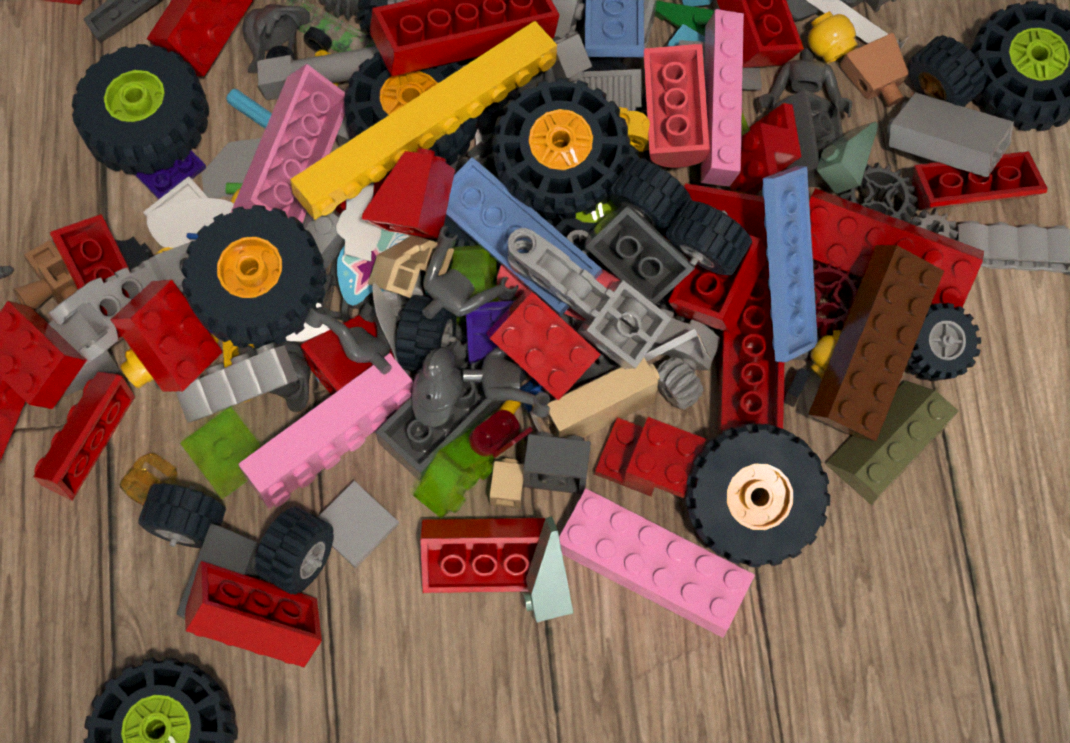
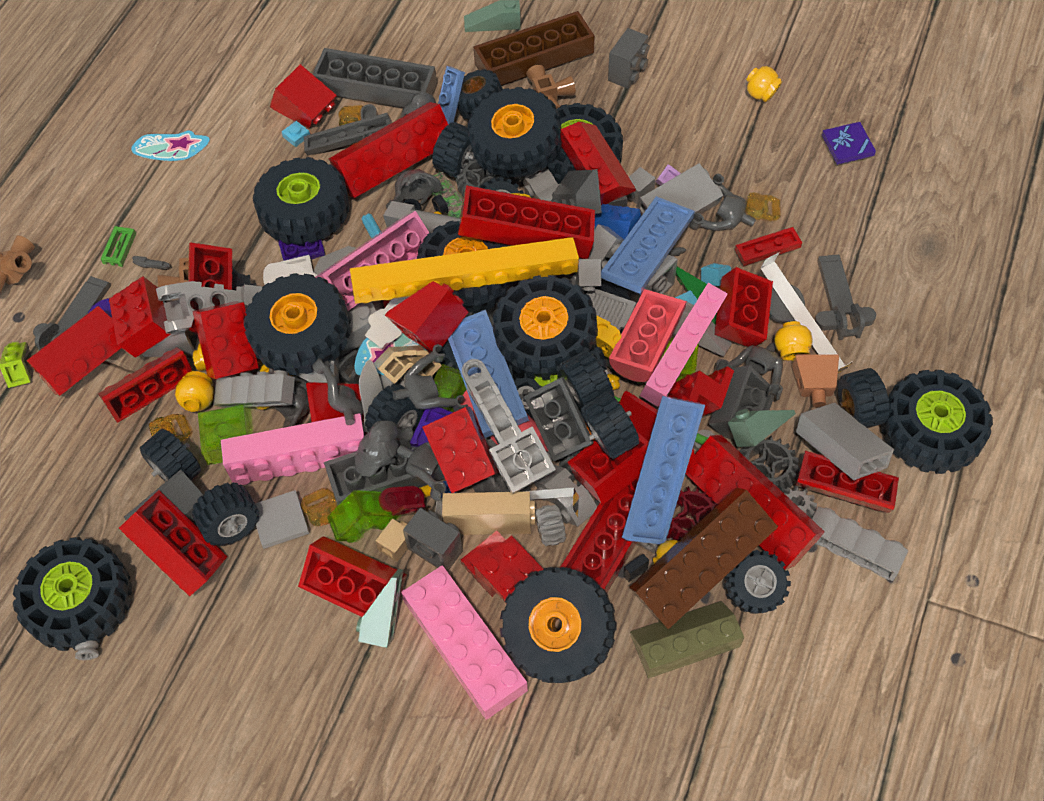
camera: 30 degrees right, 10 degrees down
(68, 19) = (295, 133): none -> medium azure plate
(155, 417) = (194, 391): none -> yellow piece
(399, 491) = (319, 512): none -> clear yellow piece

